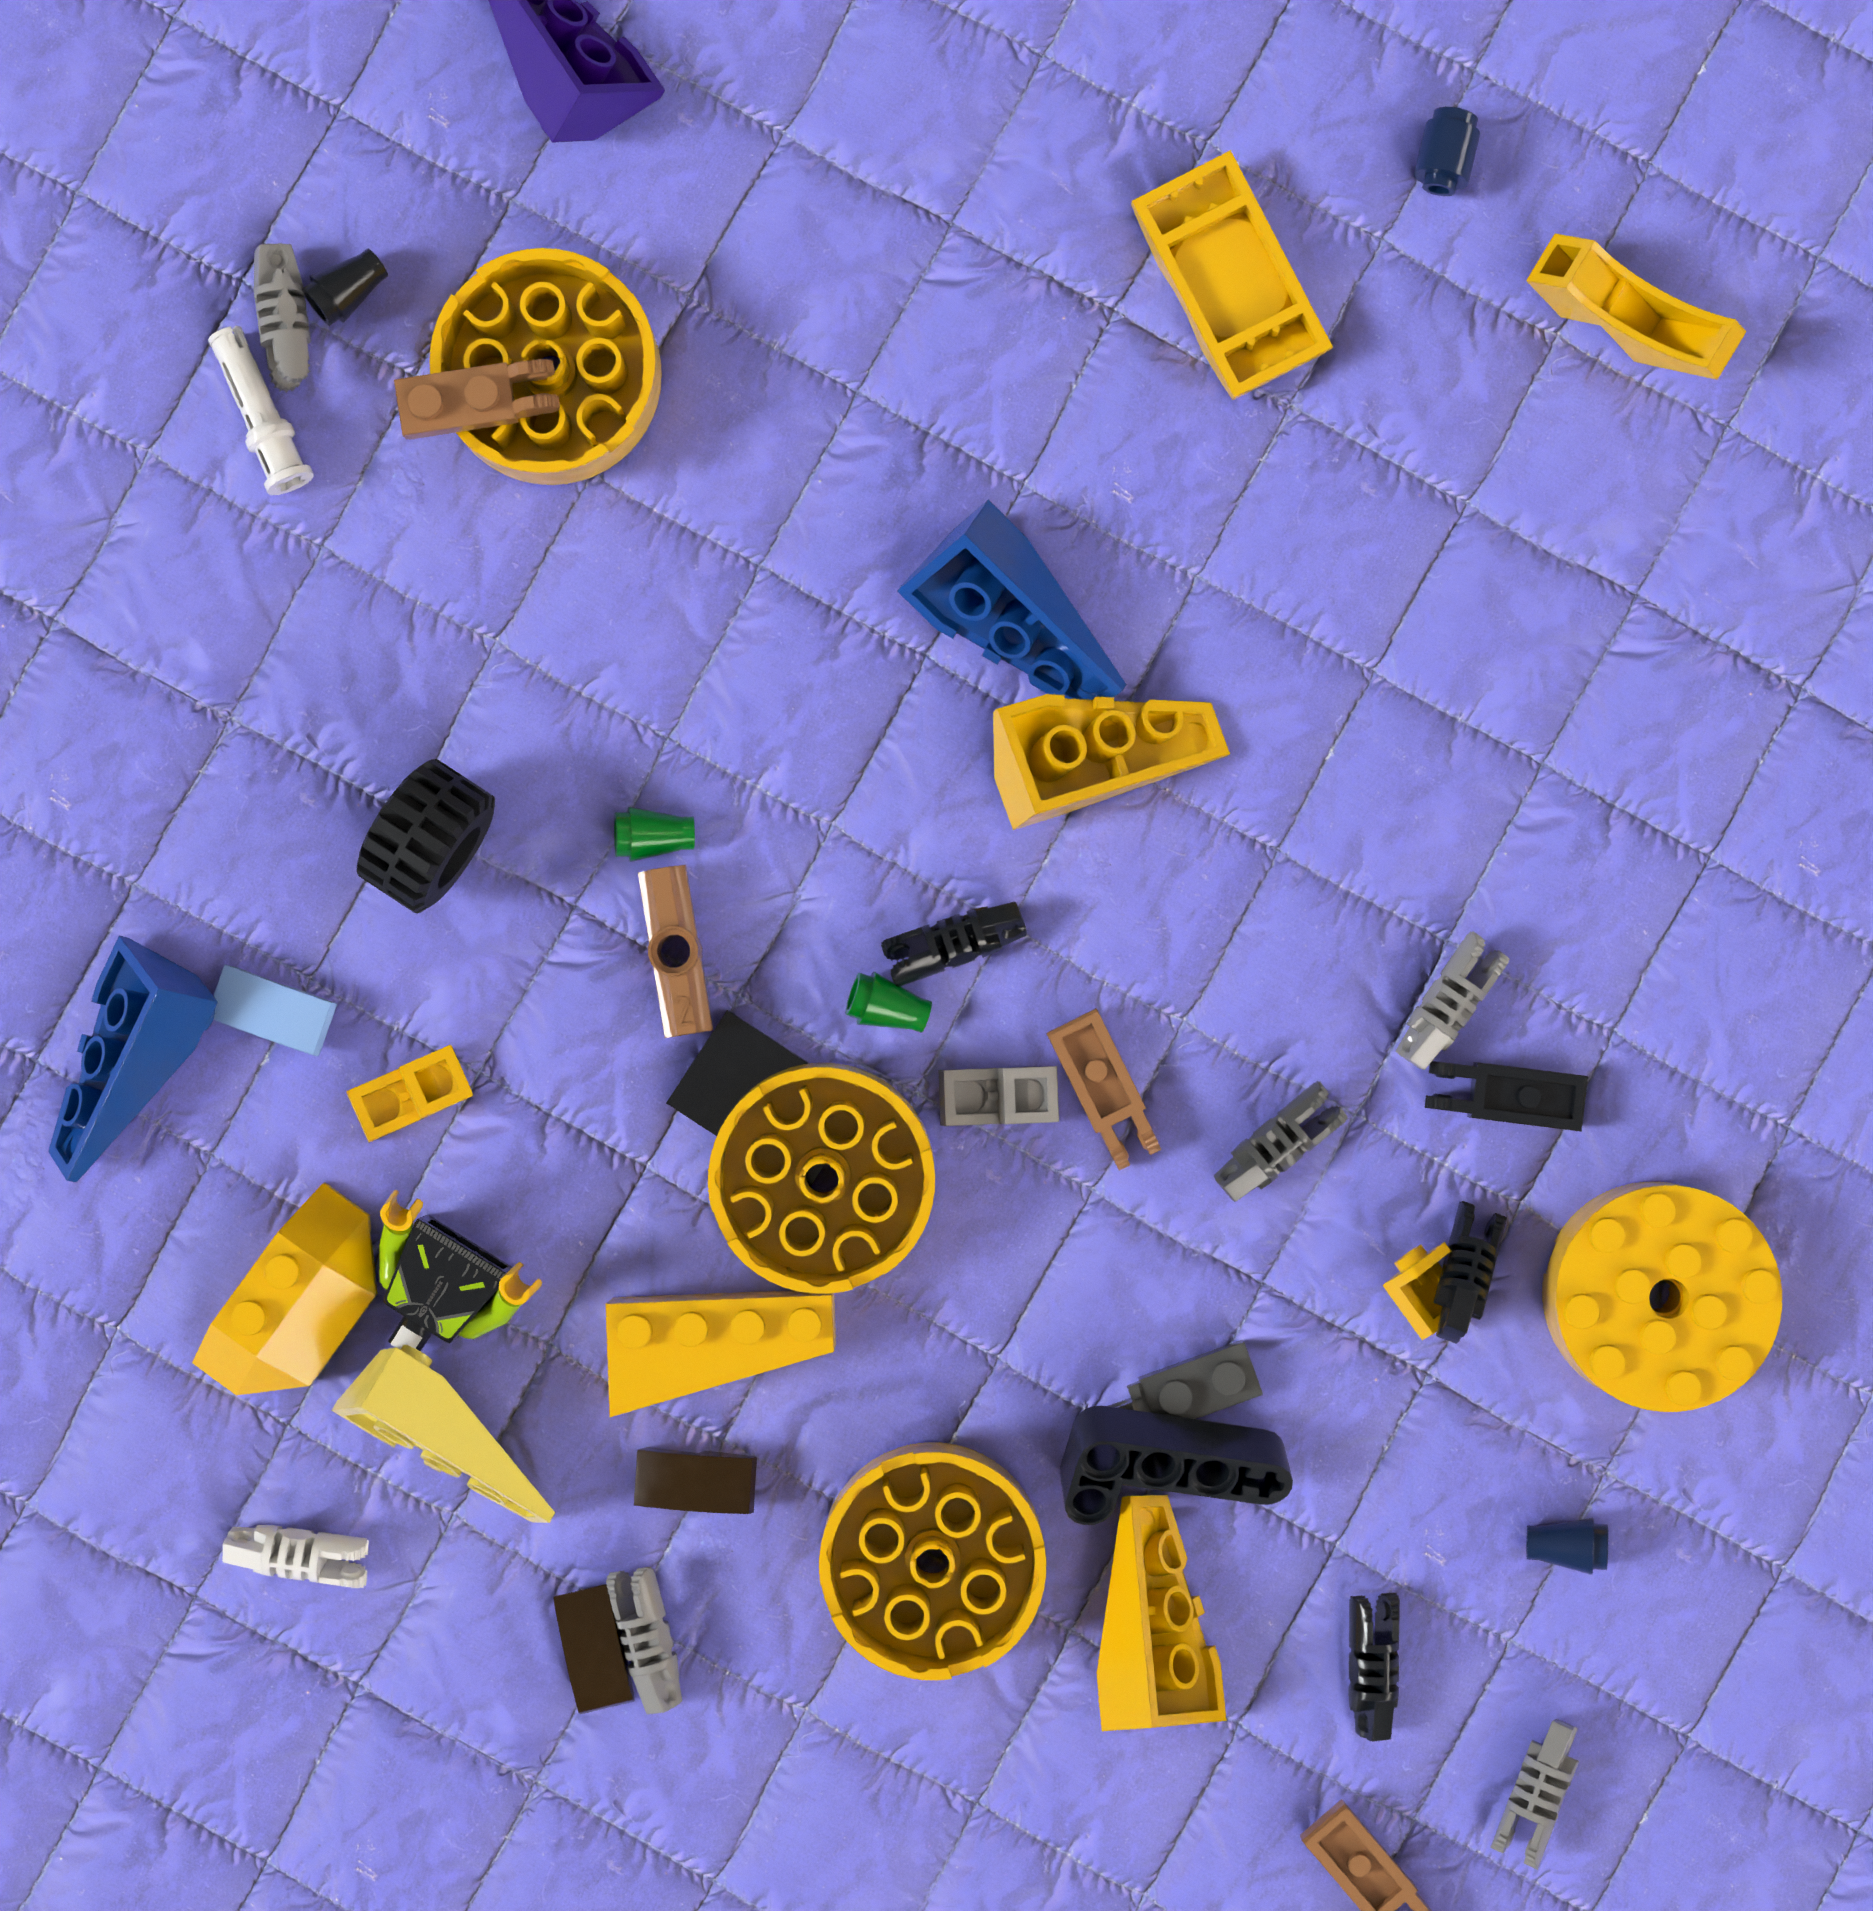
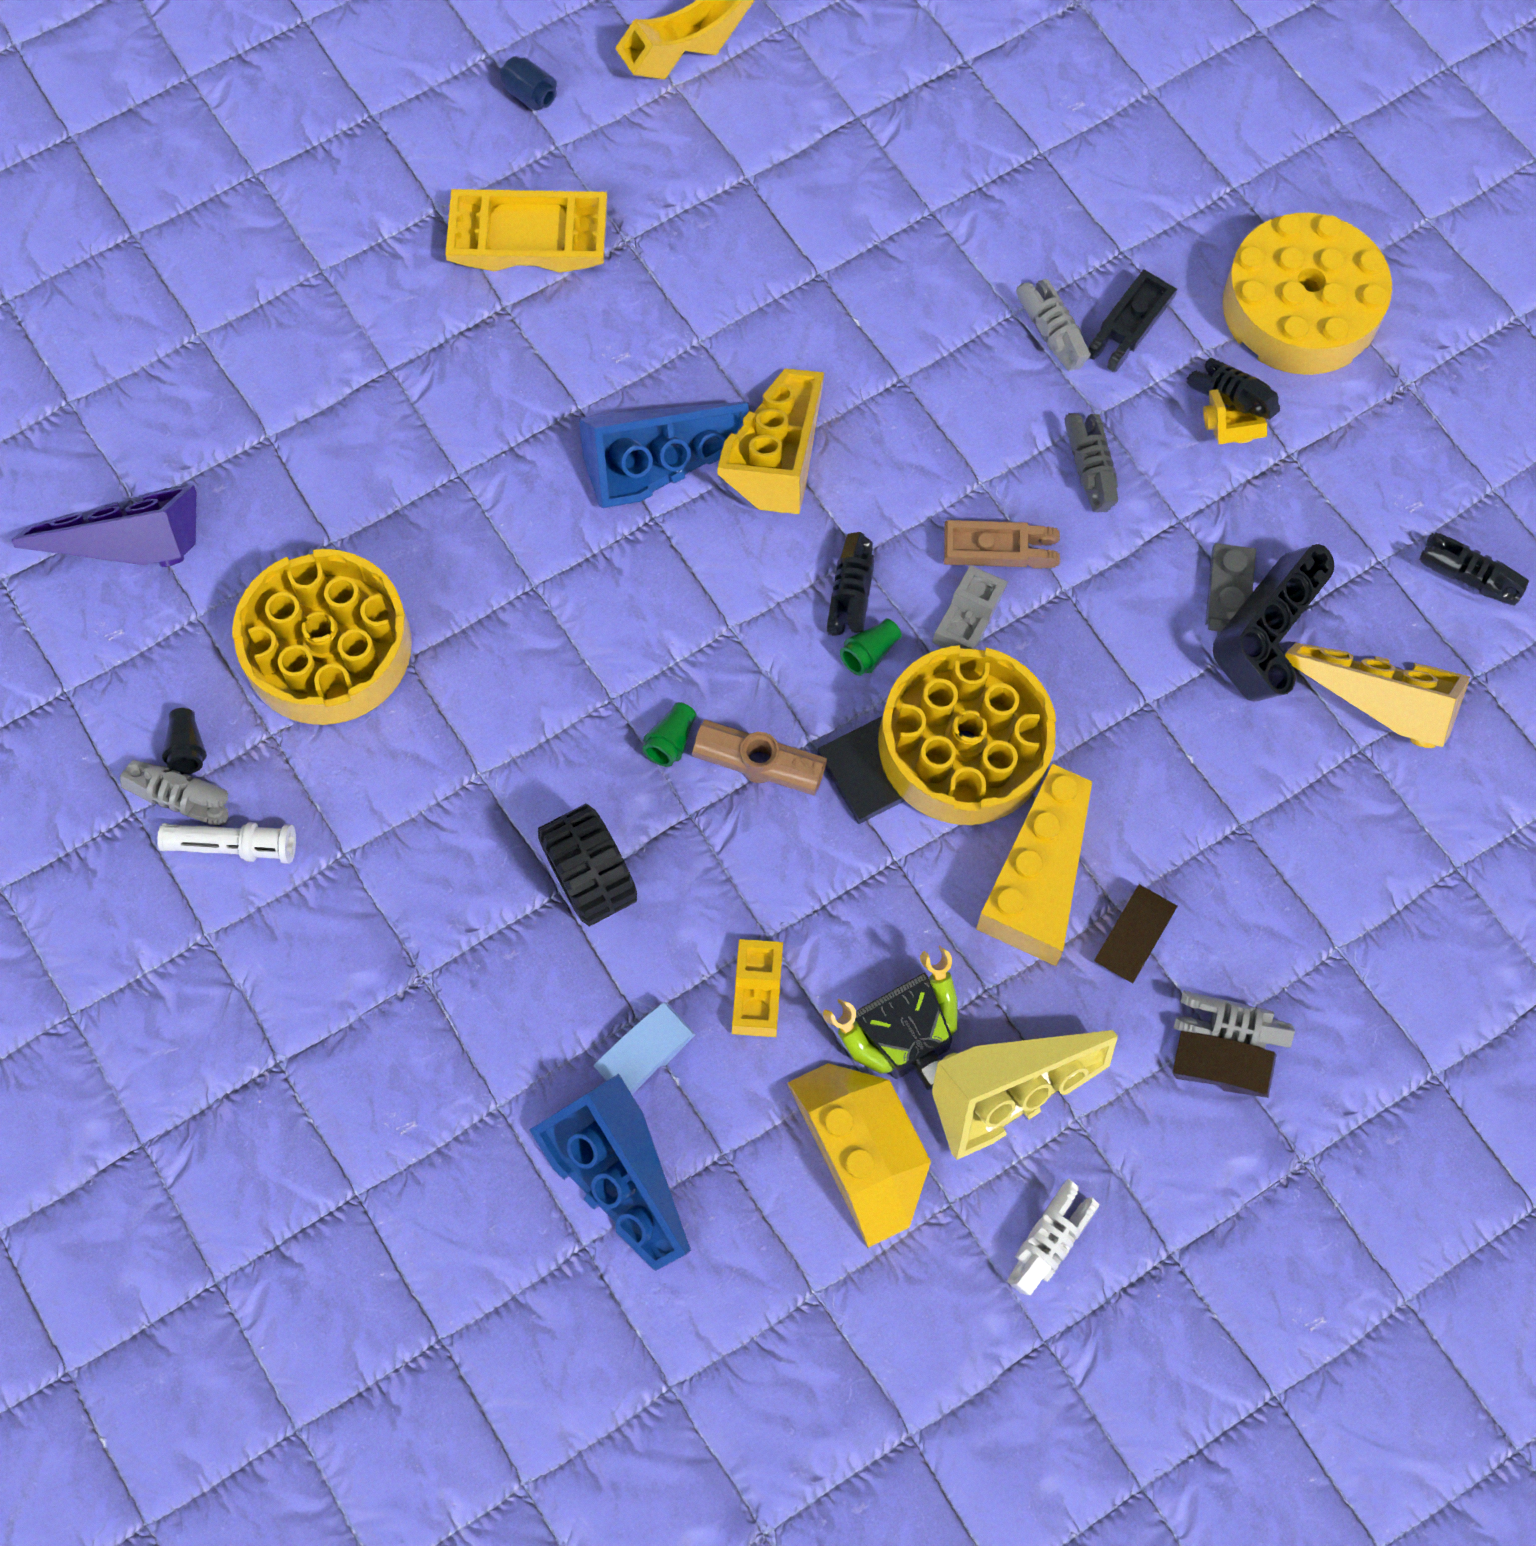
camera: 65 degrees left, 20 degrees down
(471, 398) = (314, 677): medium nougat hinge -> none
(918, 1619) = (1261, 838): yellow brick -> none
(1570, 1544) = (1446, 417): dark blue cone -> none

